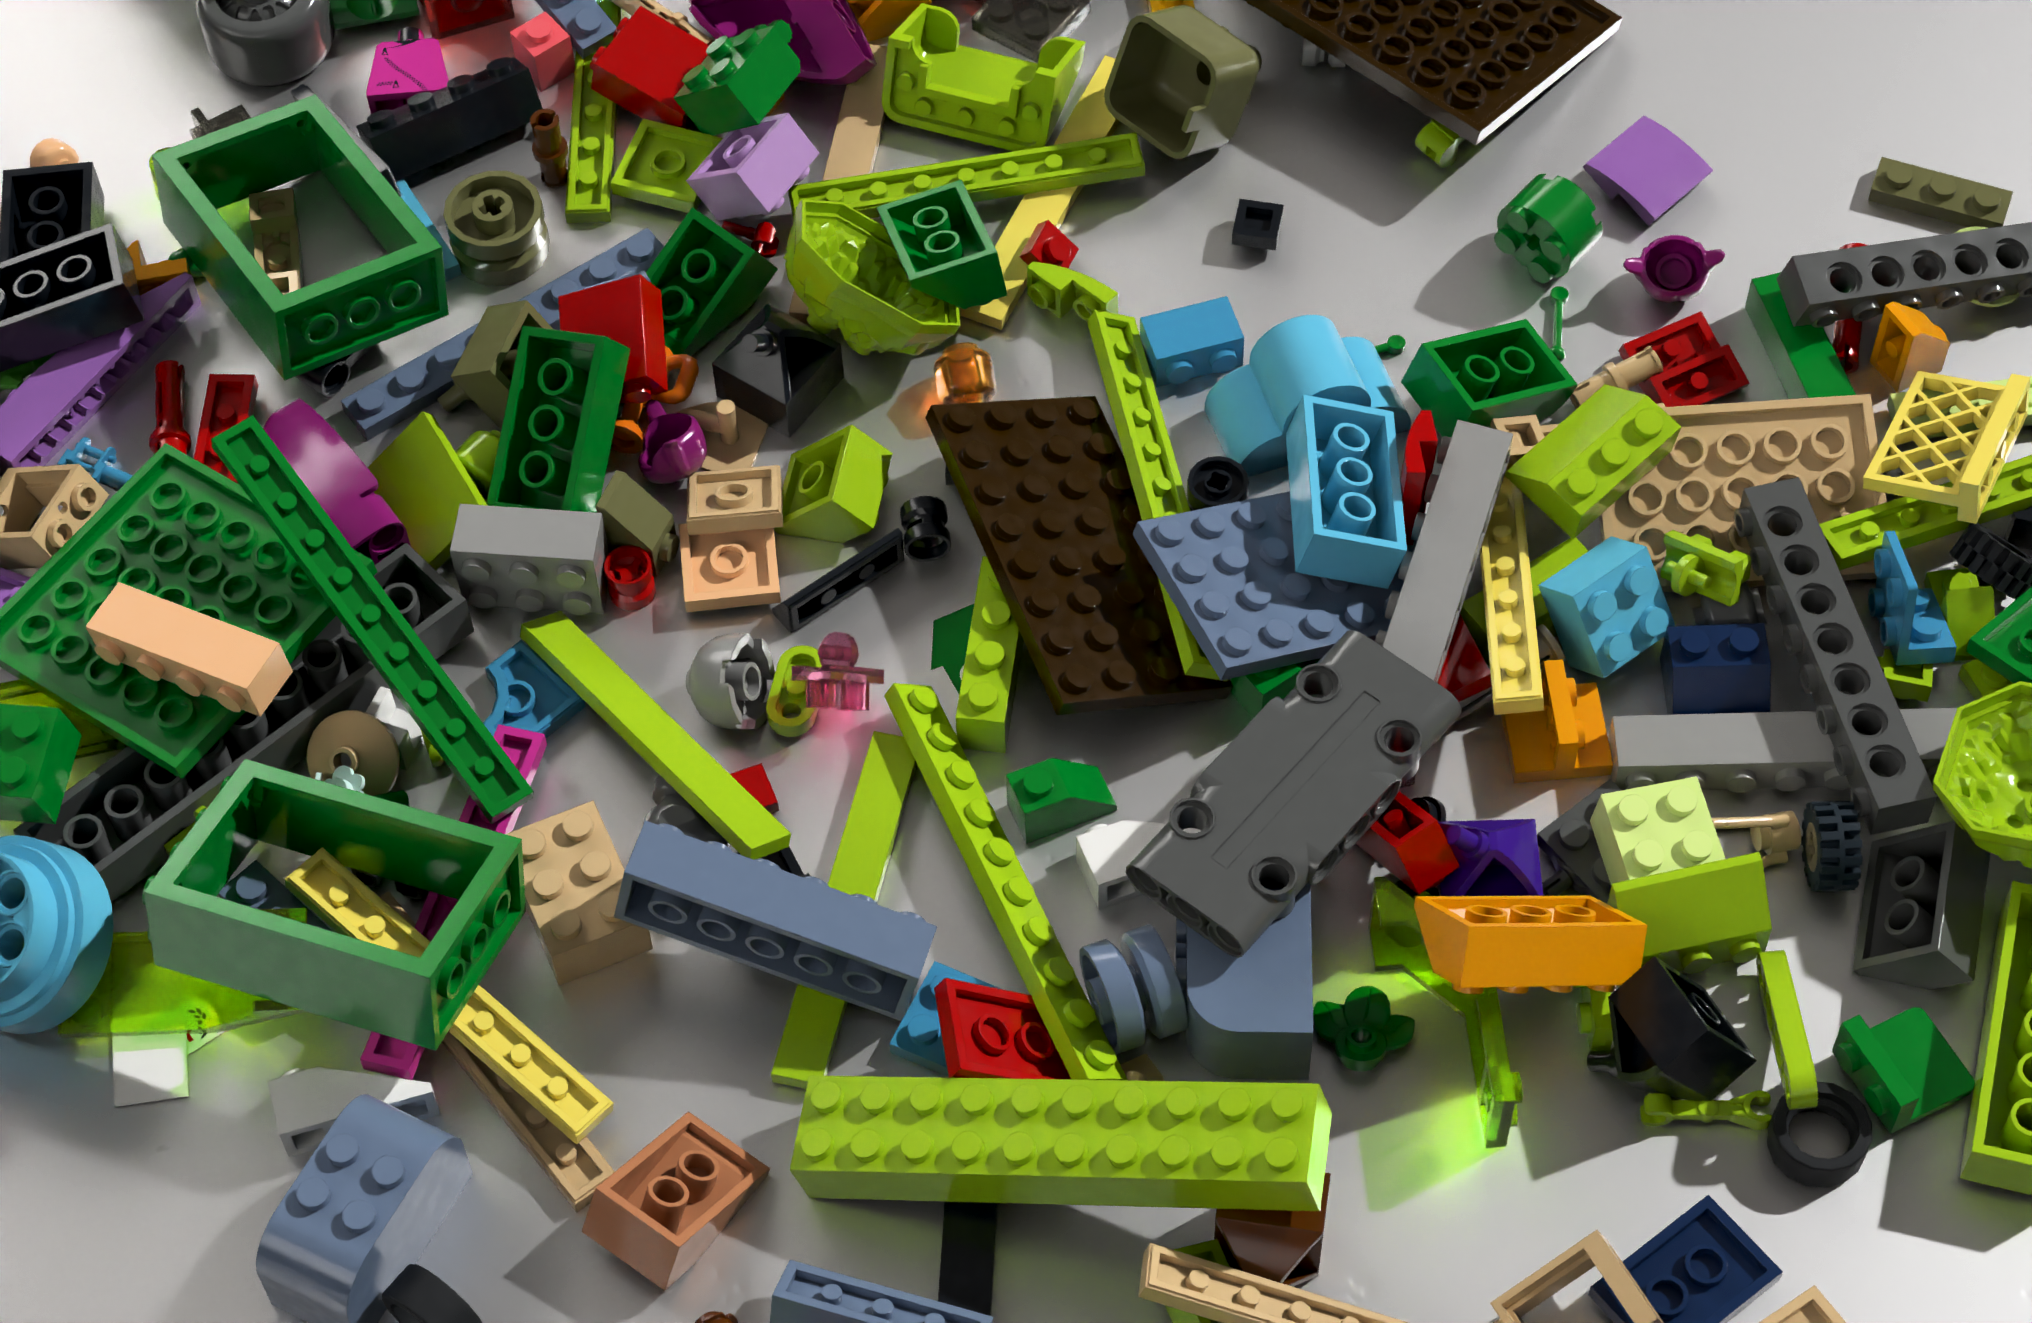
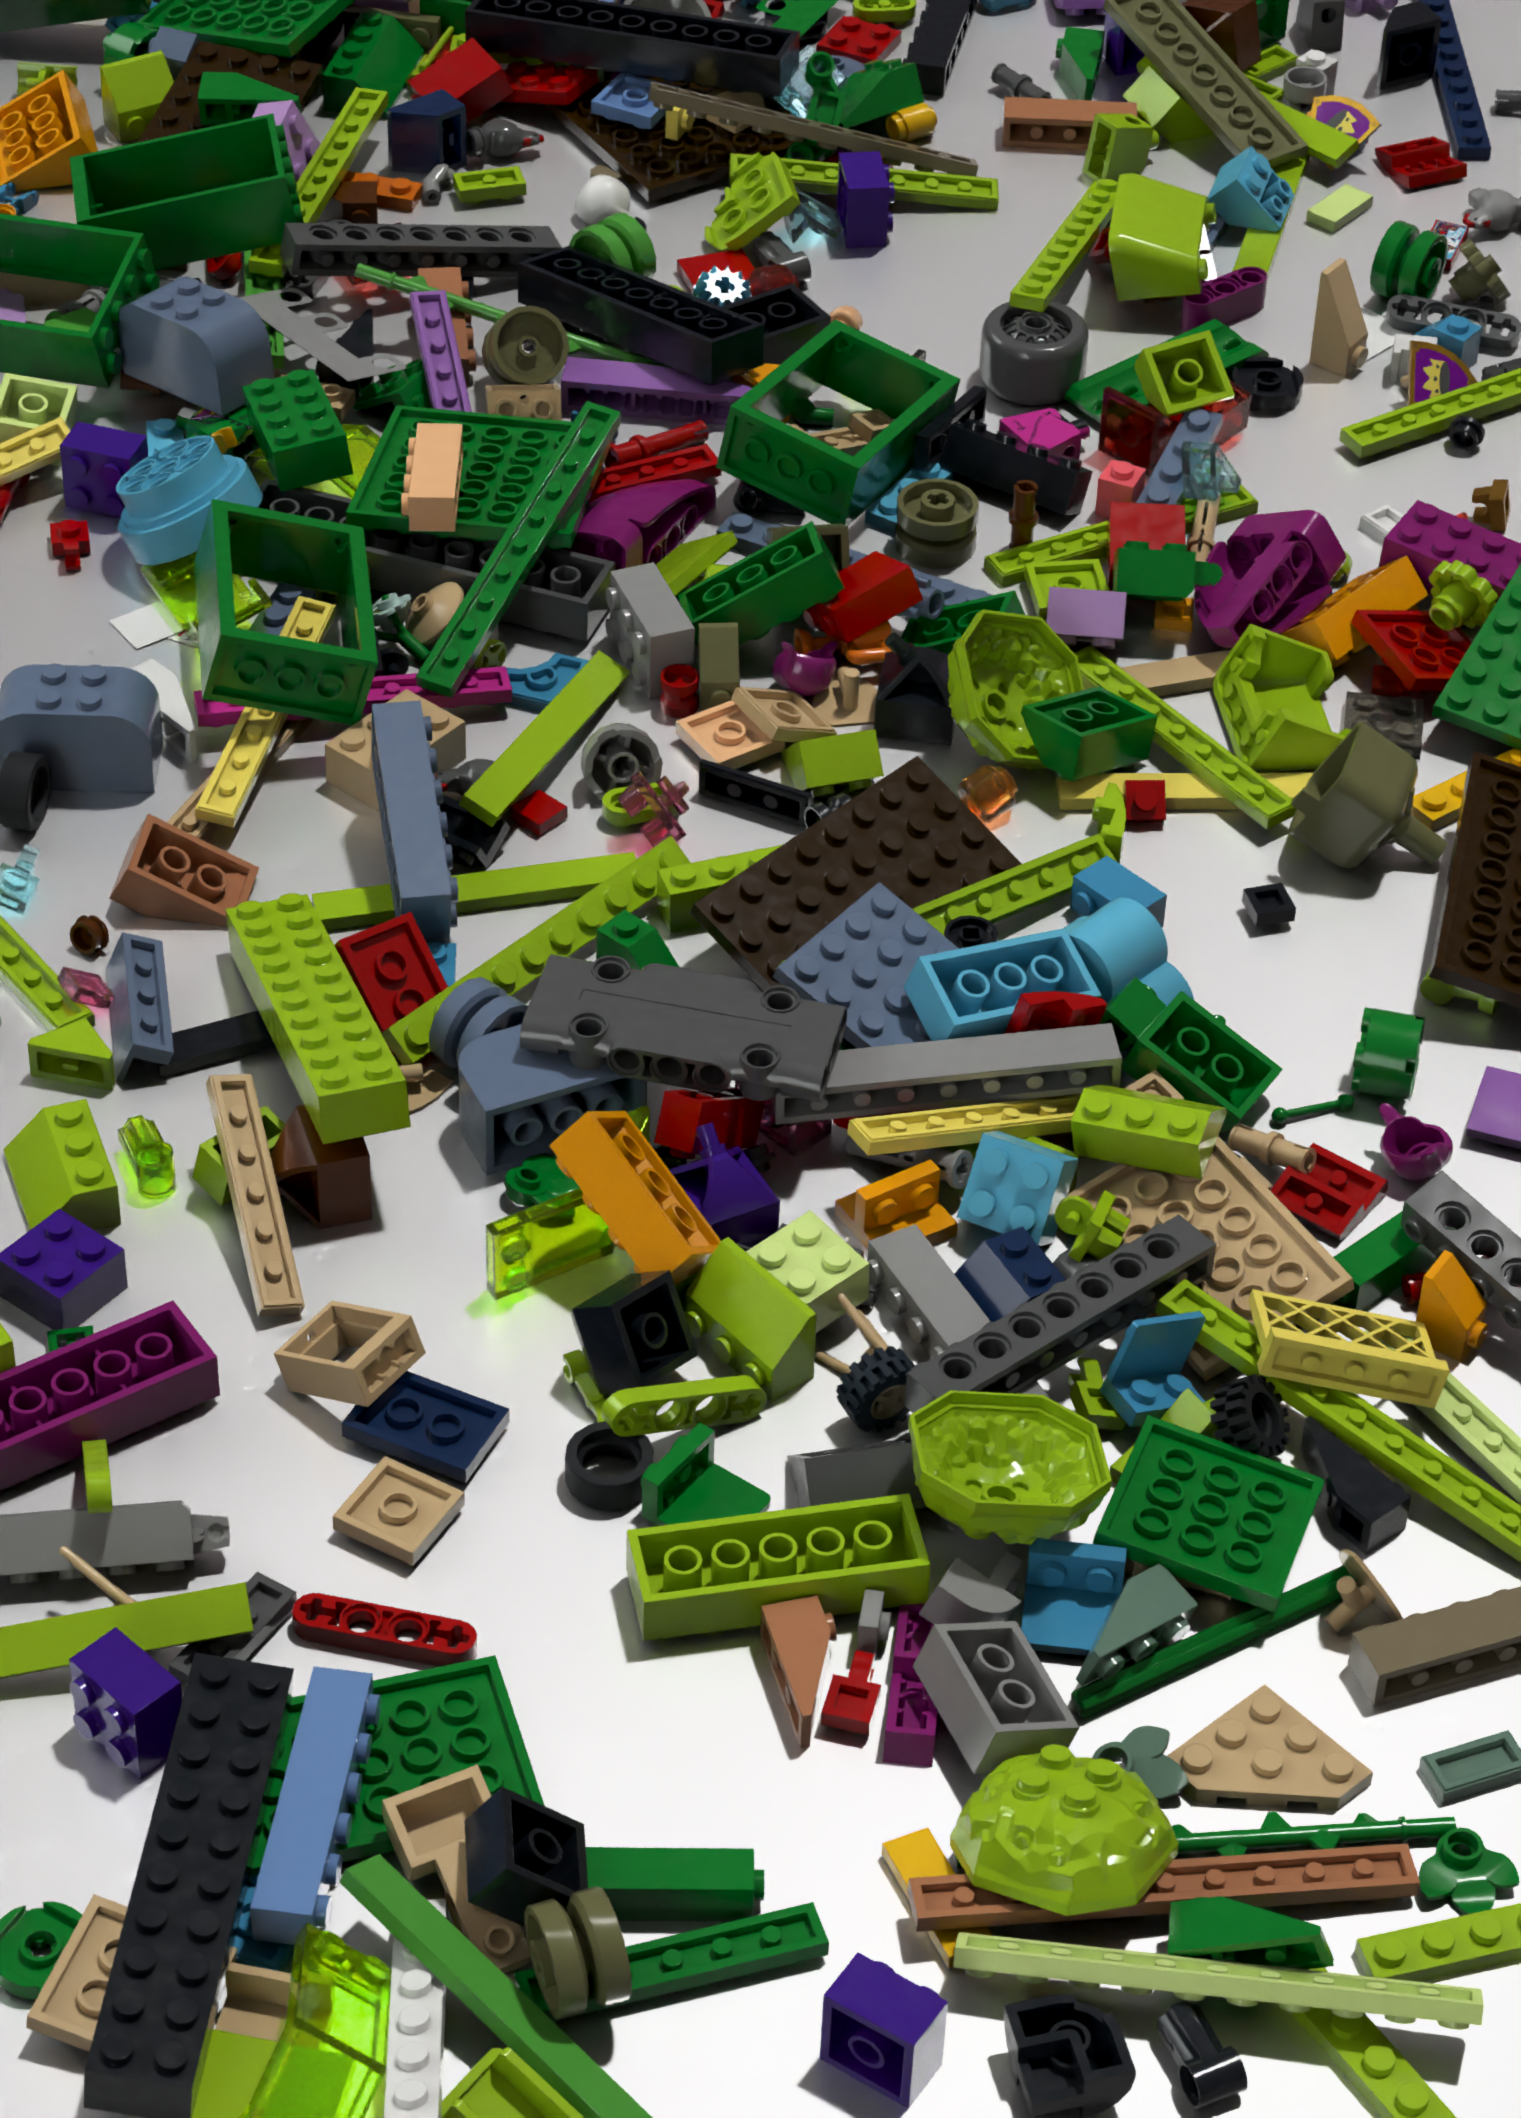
camera: 60 degrees right, 15 degrees down
(1415, 391) = (1132, 1012): none -> green slope

